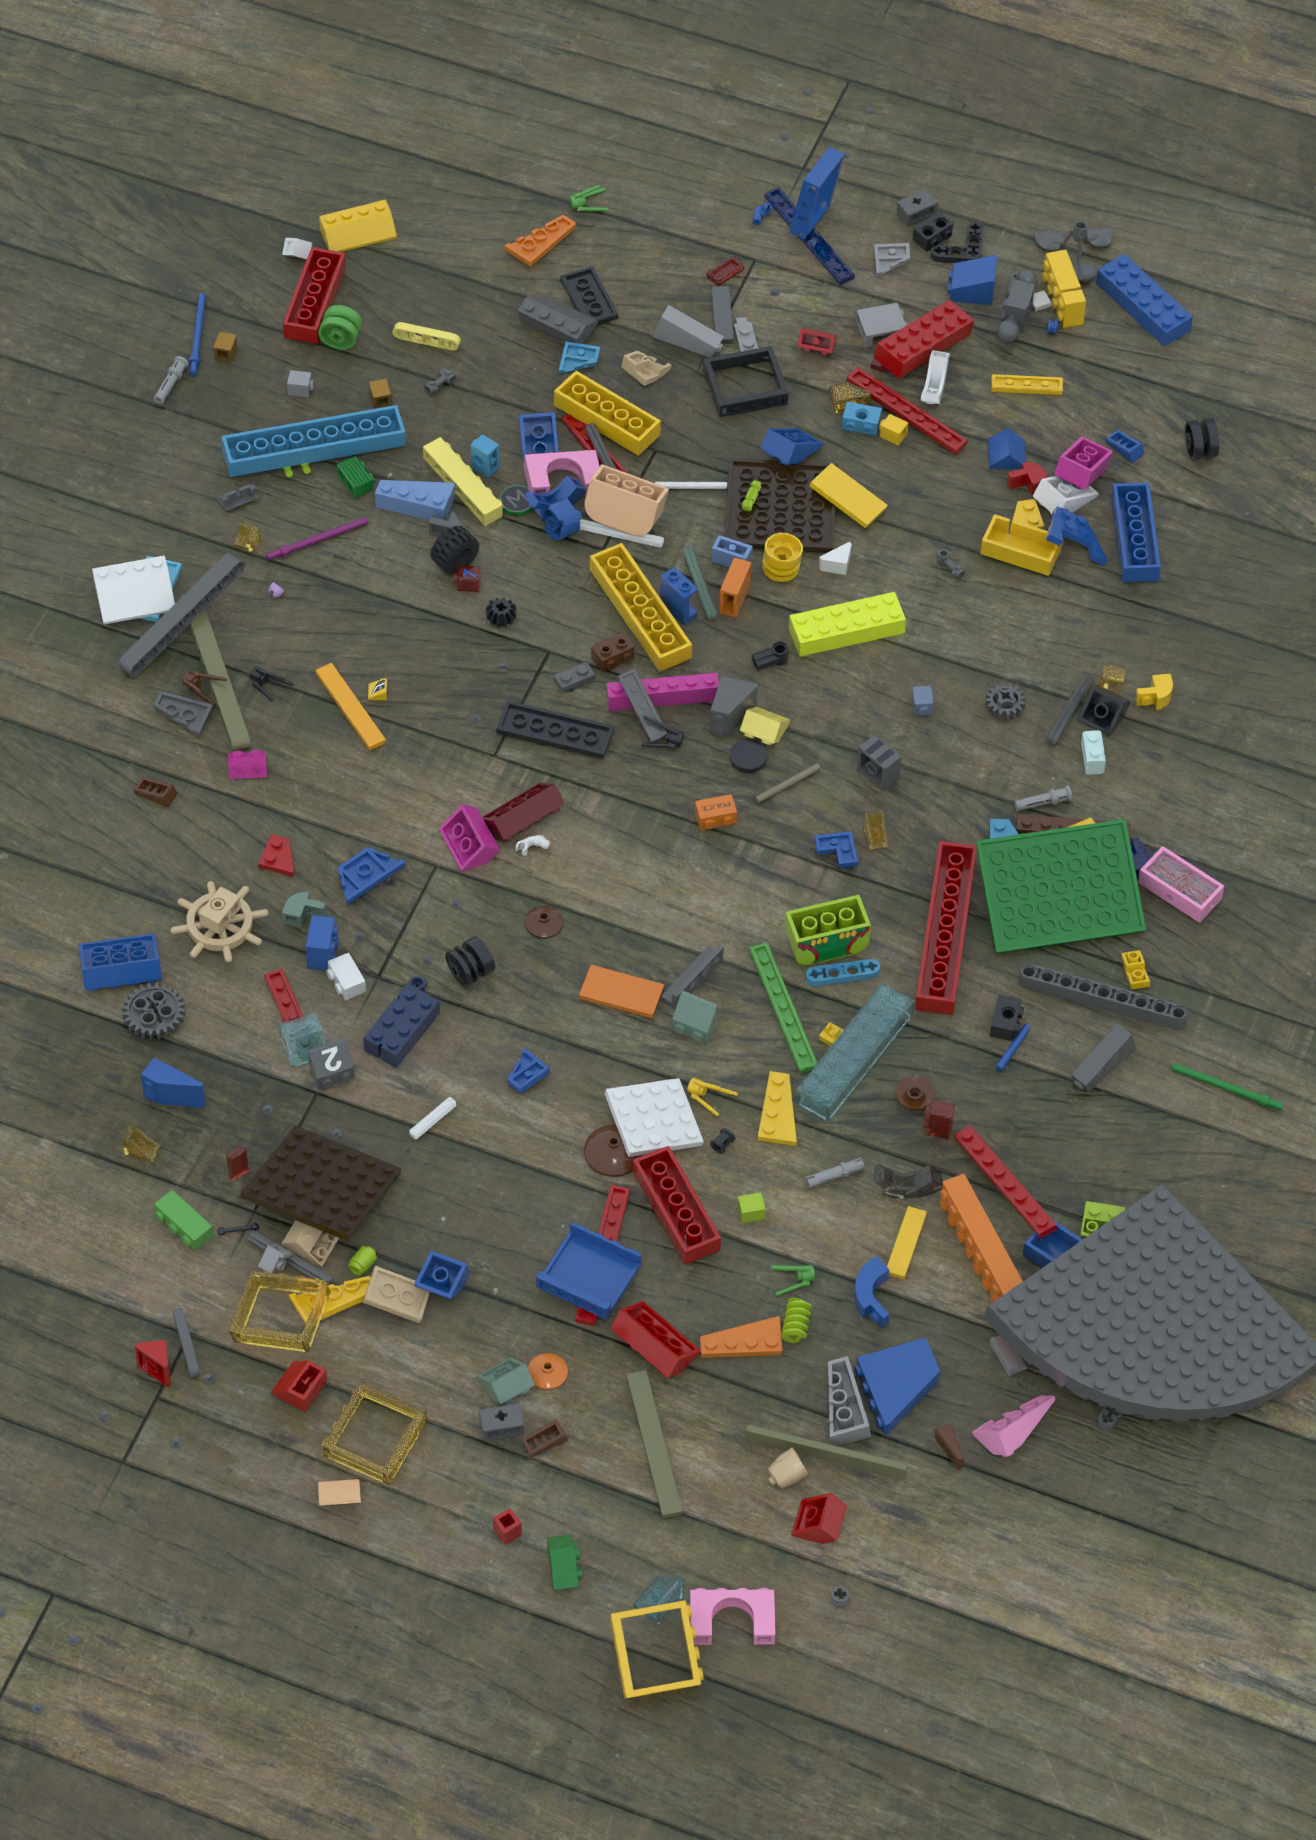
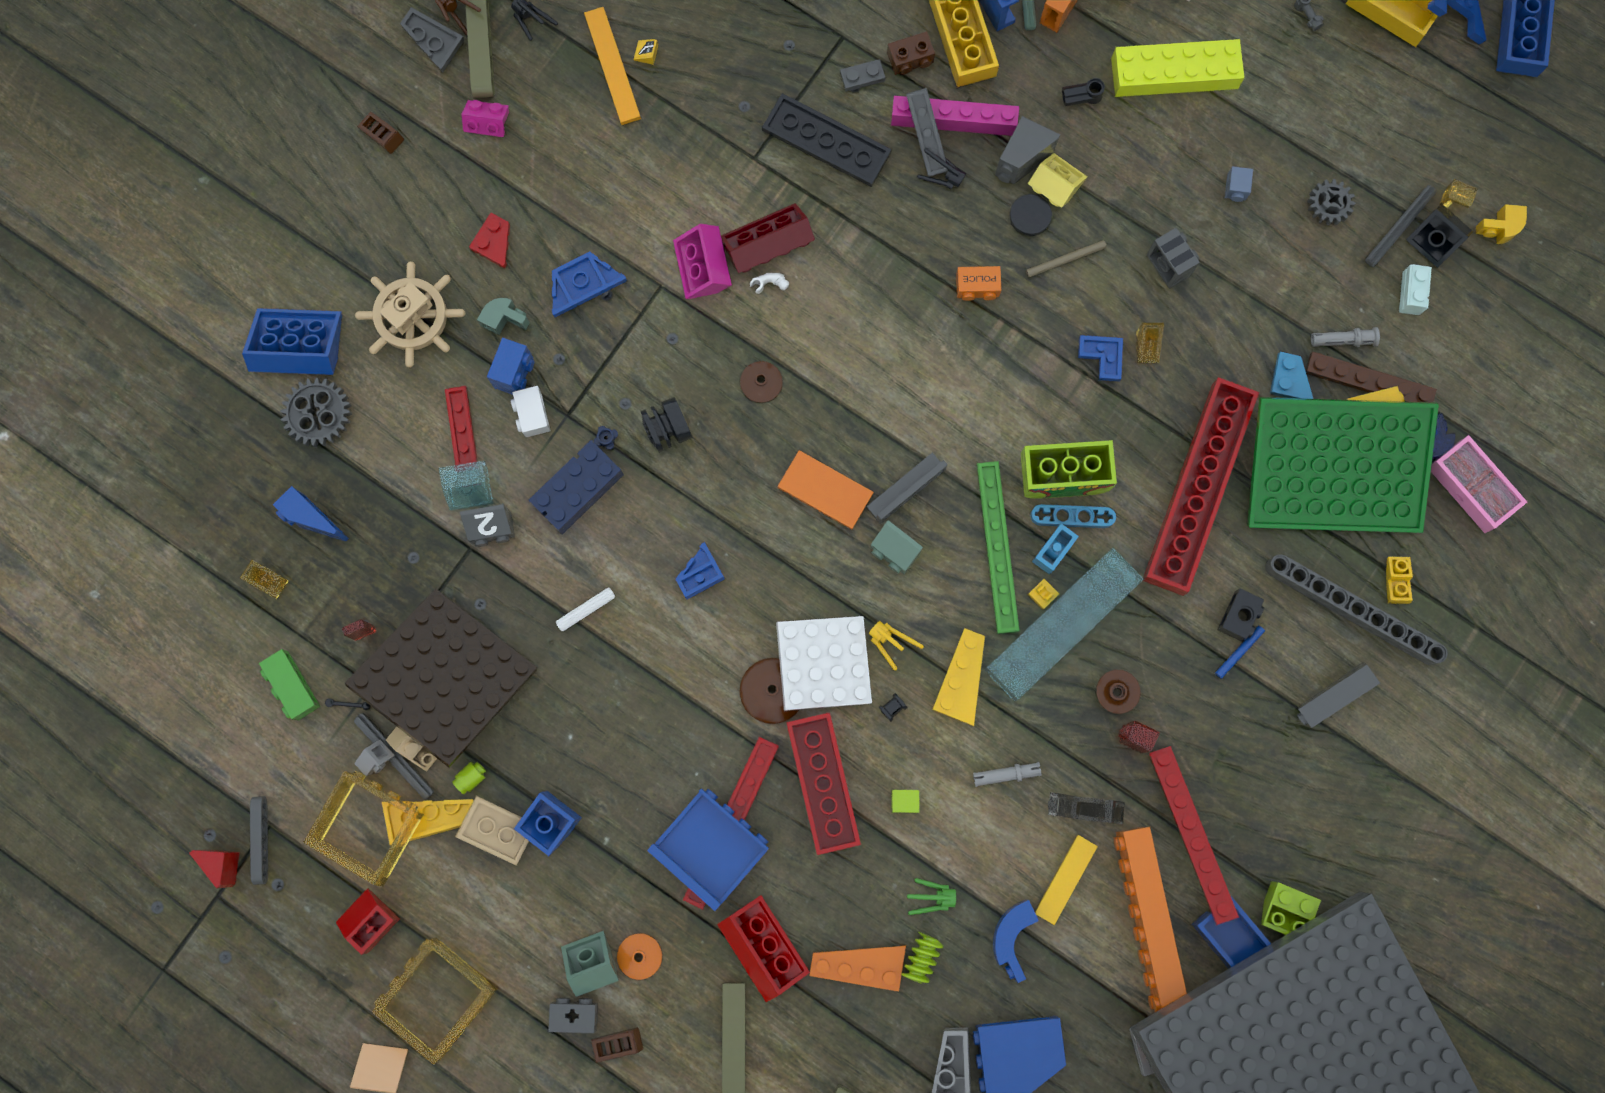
camera: 15 degrees right, 25 degrees up
(833, 995) = (1055, 549): none -> dark azure brick
(1263, 1099) = (1504, 779): green bar -> none

